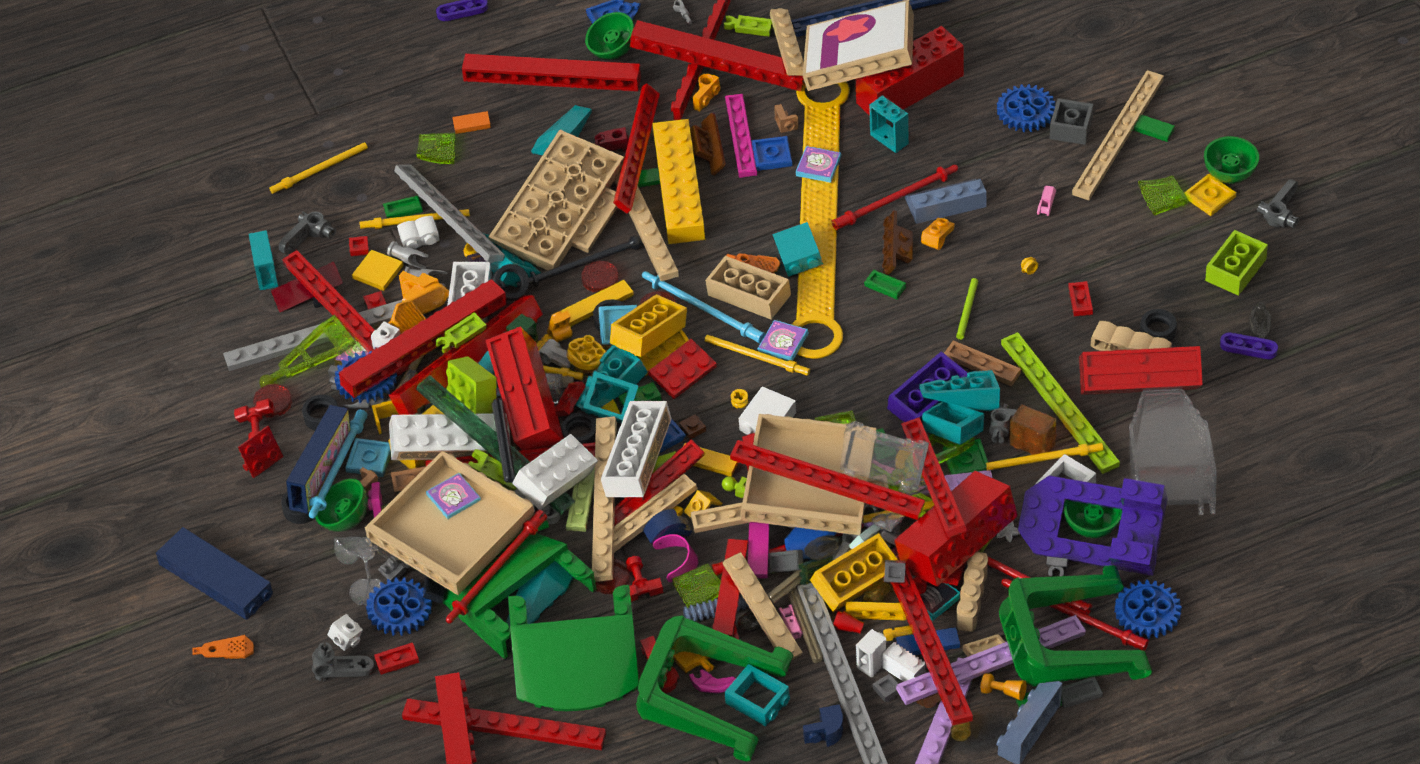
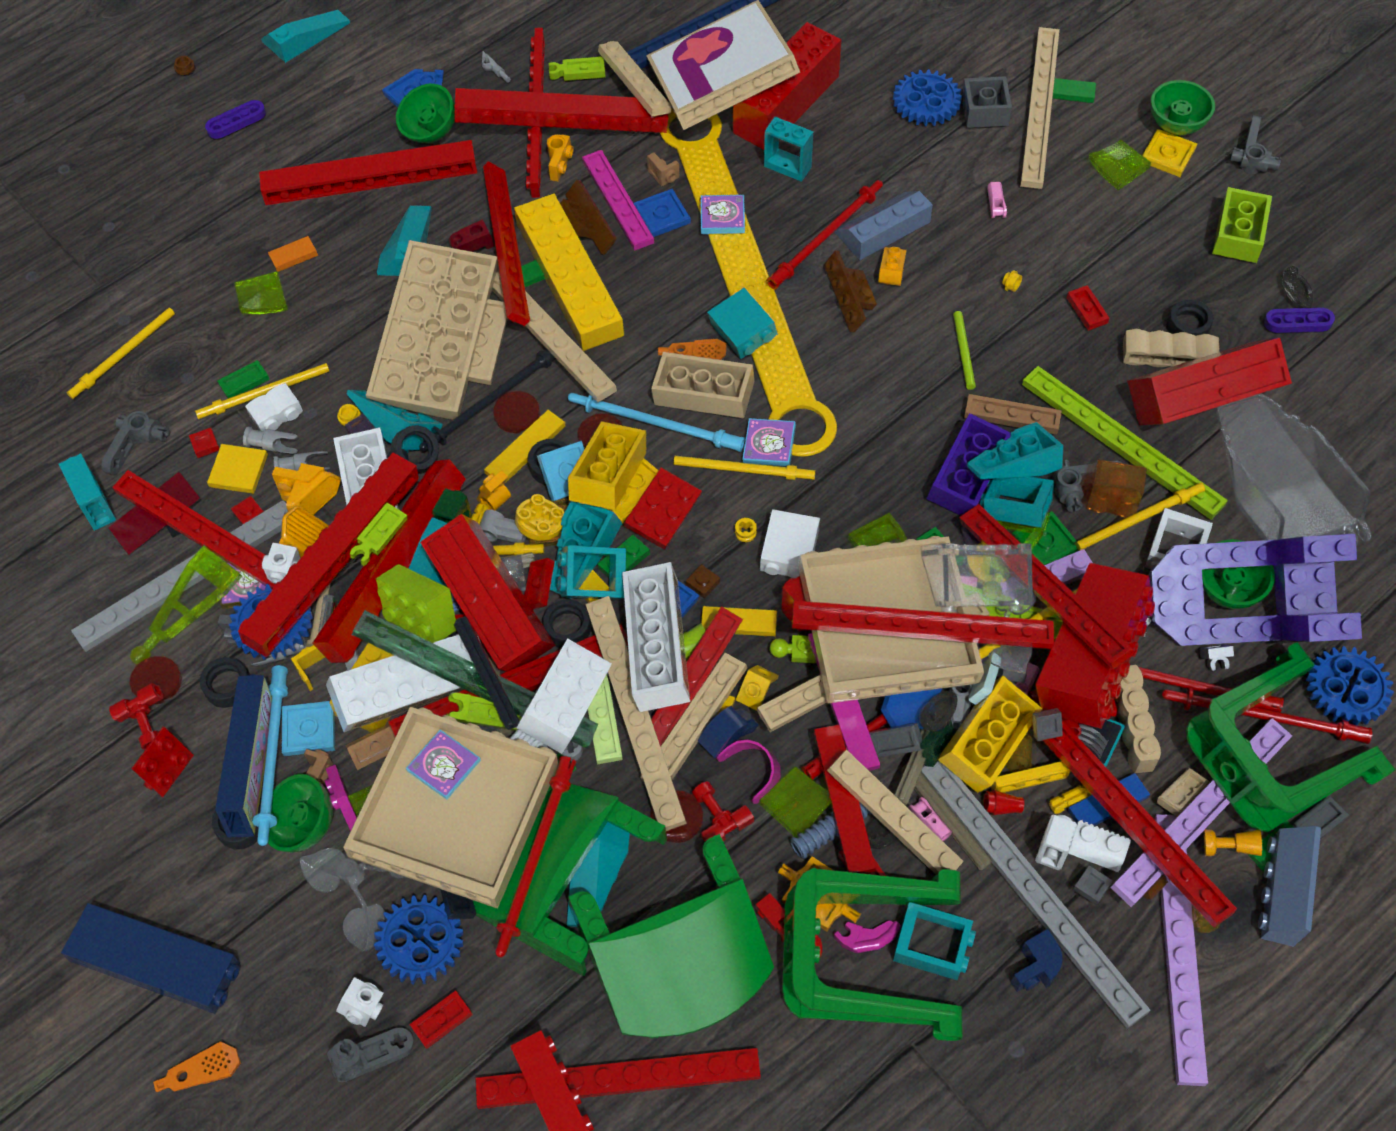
camera: 20 degrees left, 10 degrees up
(392, 569) = (391, 886): flat silver tile -> none
(449, 213) = (307, 376): light grey plate -> none
(885, 284) = (857, 342): green tile -> none

